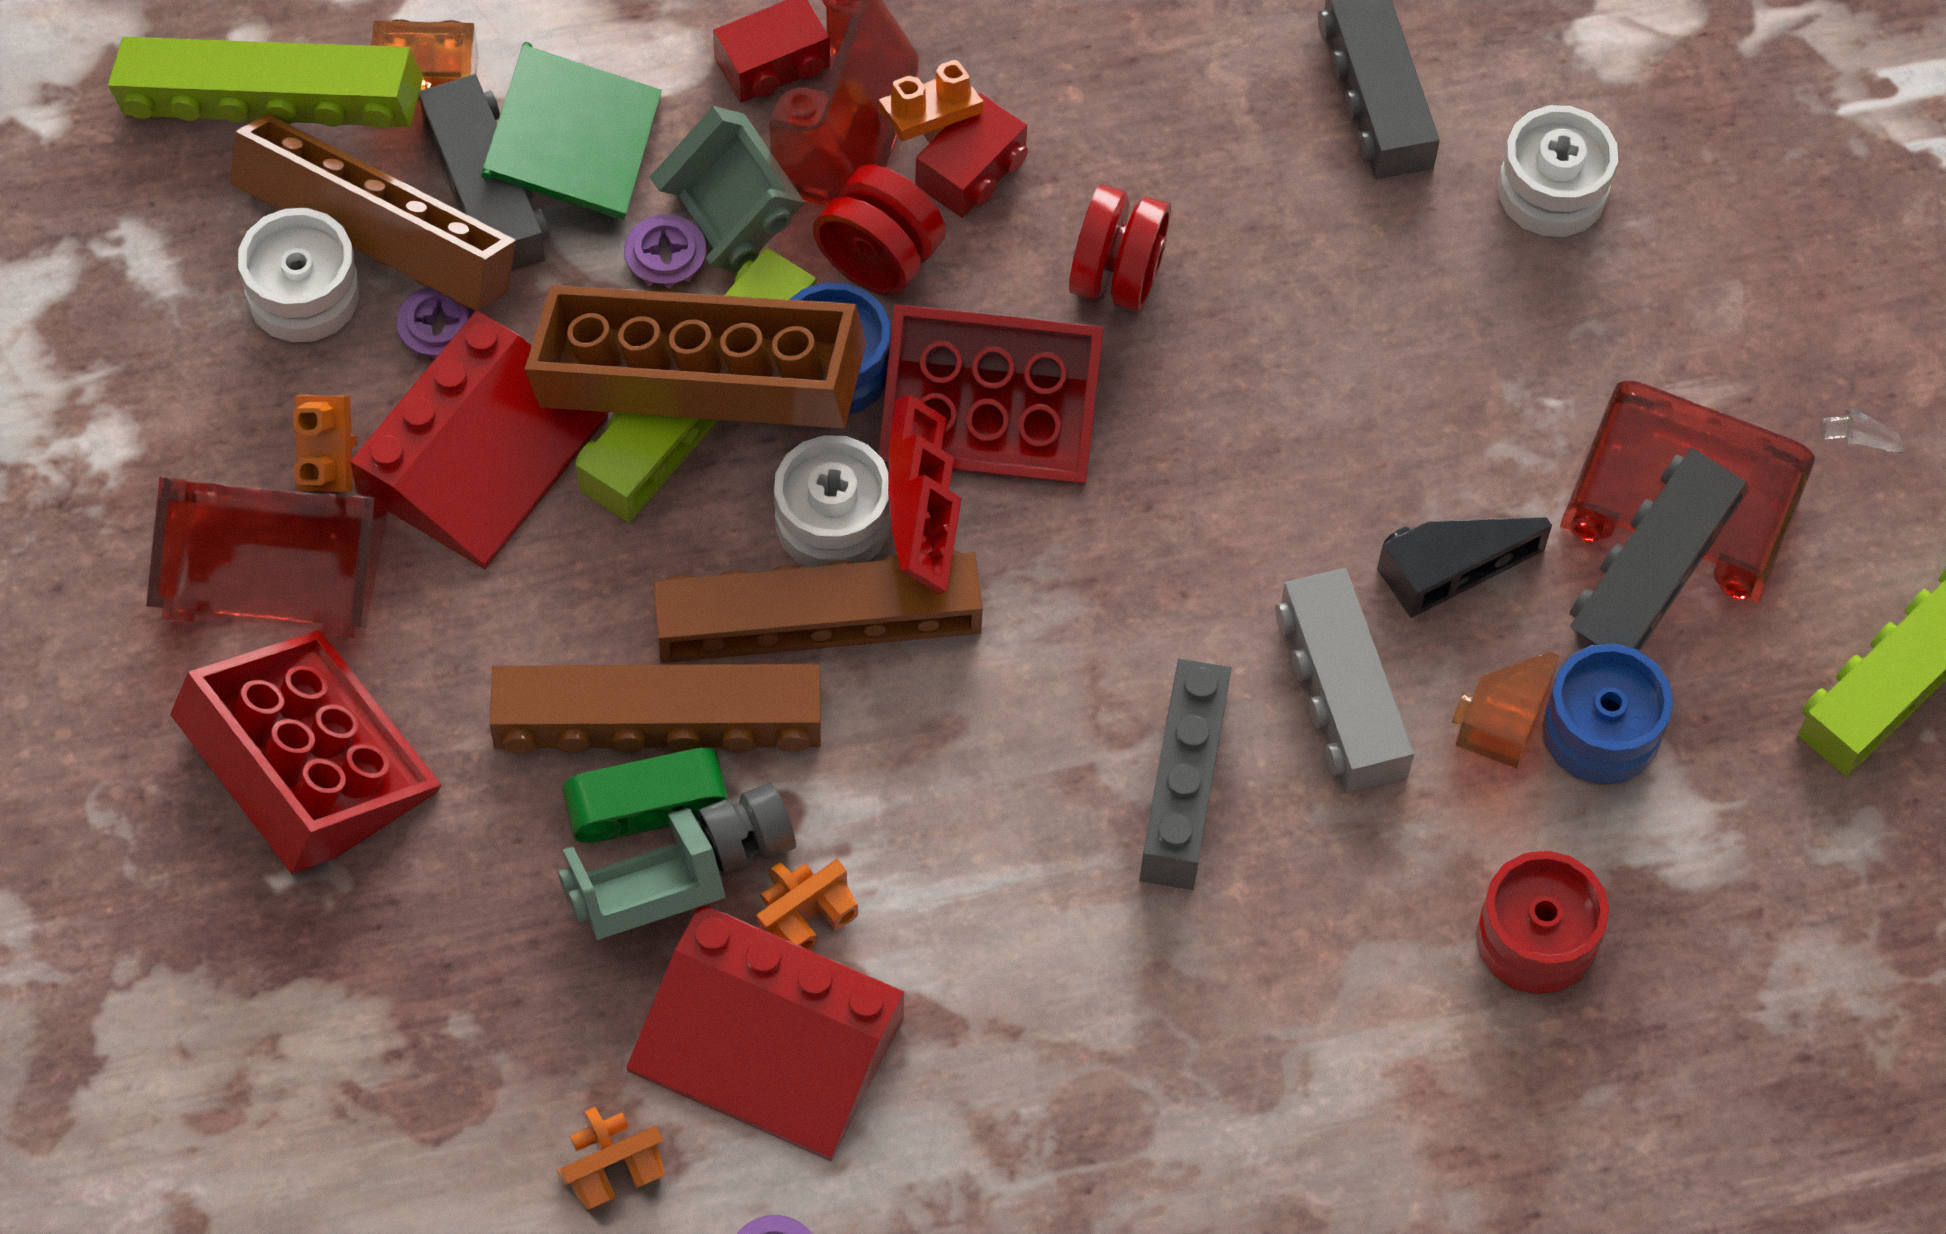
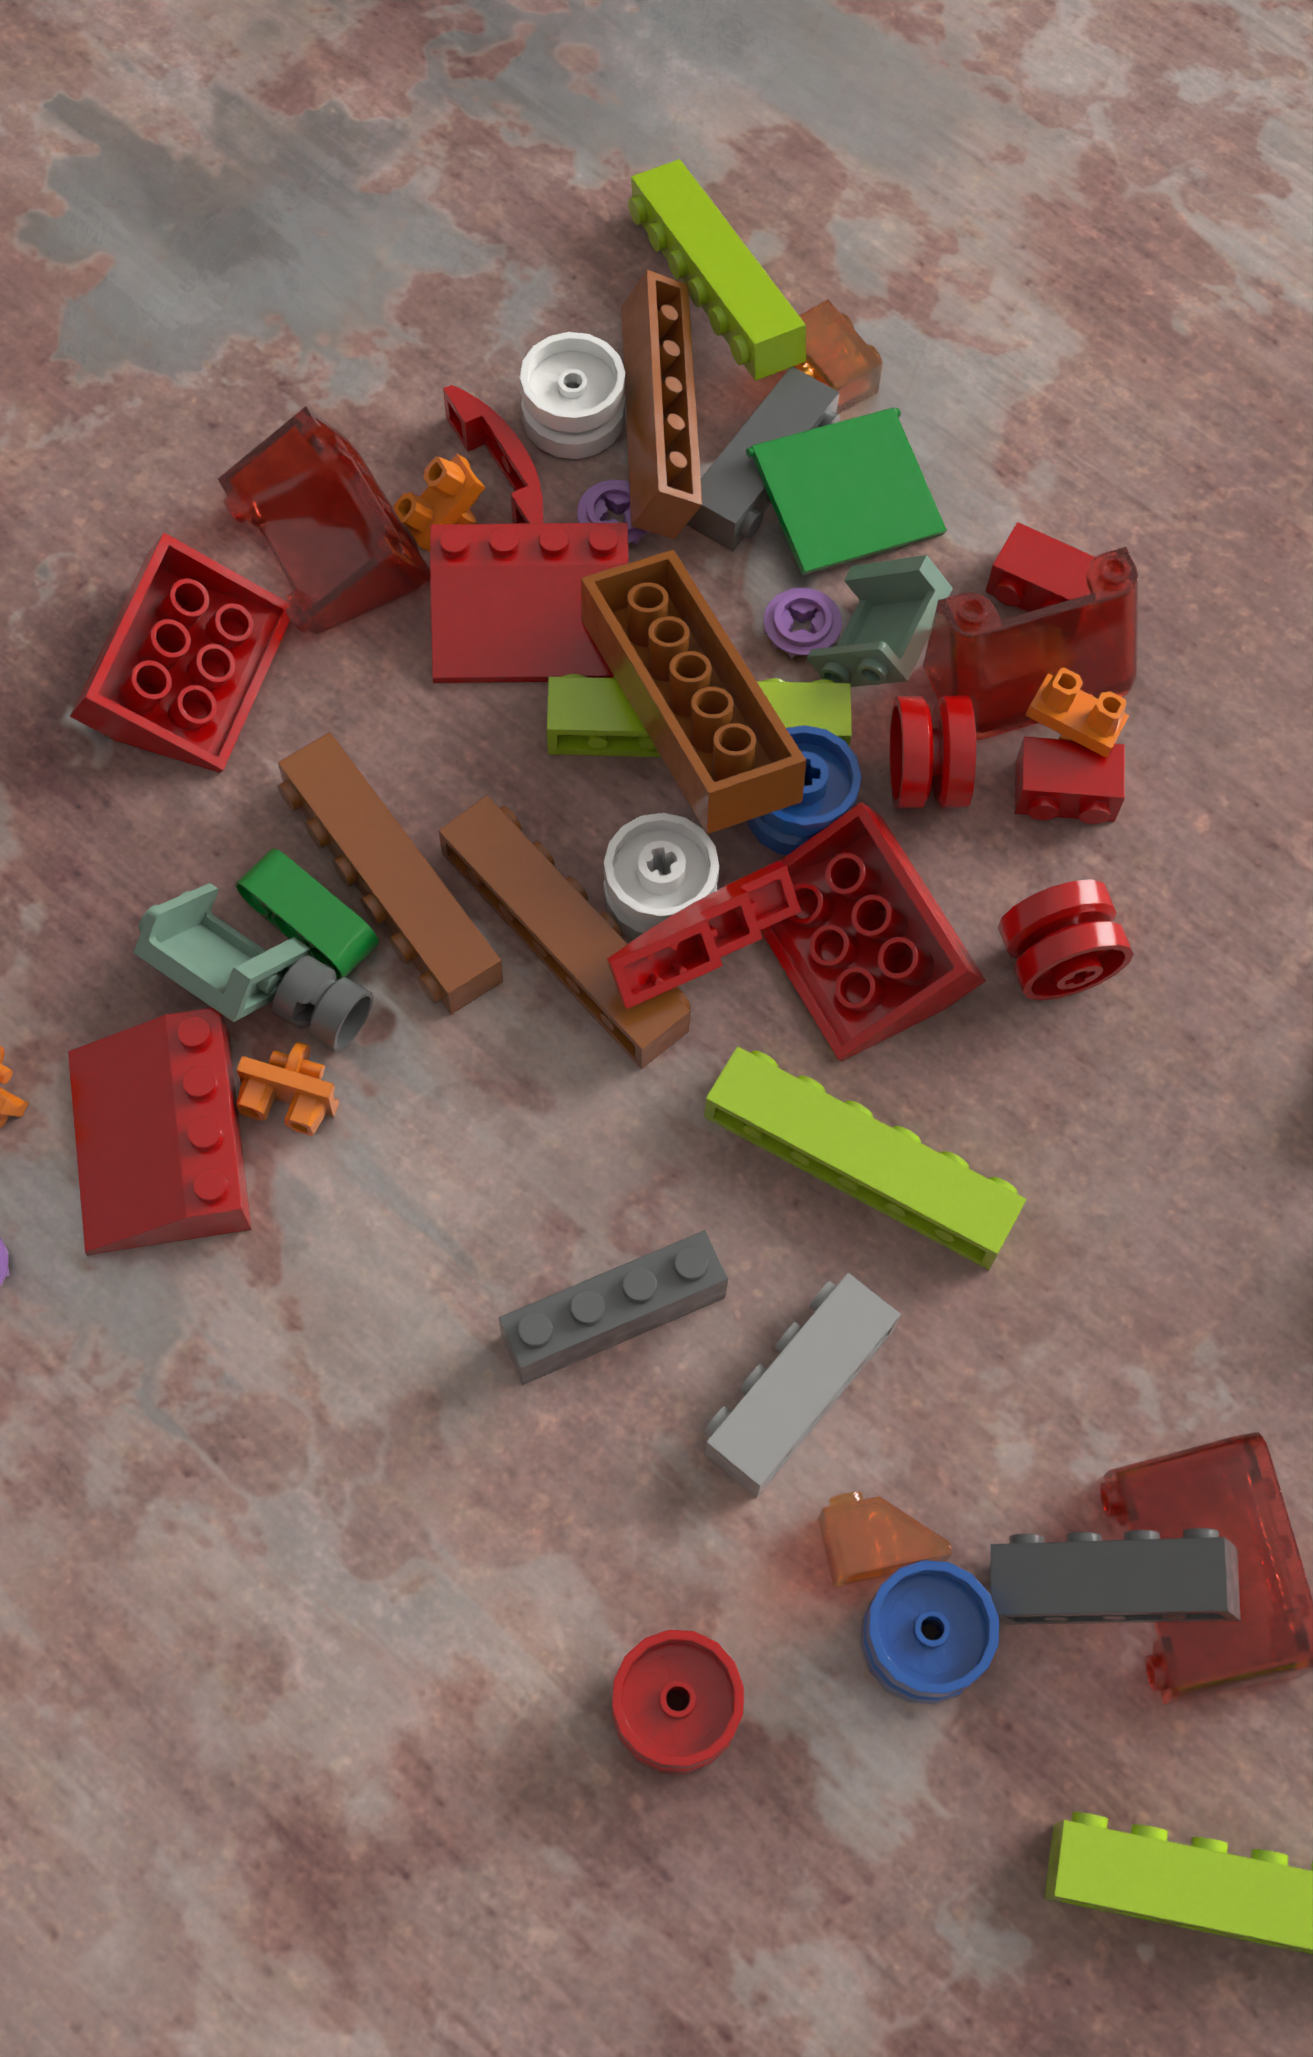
camera: 55 degrees right, 5 degrees up
(251, 370) = (479, 426): none -> red slope
(1186, 515) = (864, 1156): none -> lime brick
(1455, 555) = (988, 1398): black slope -> none

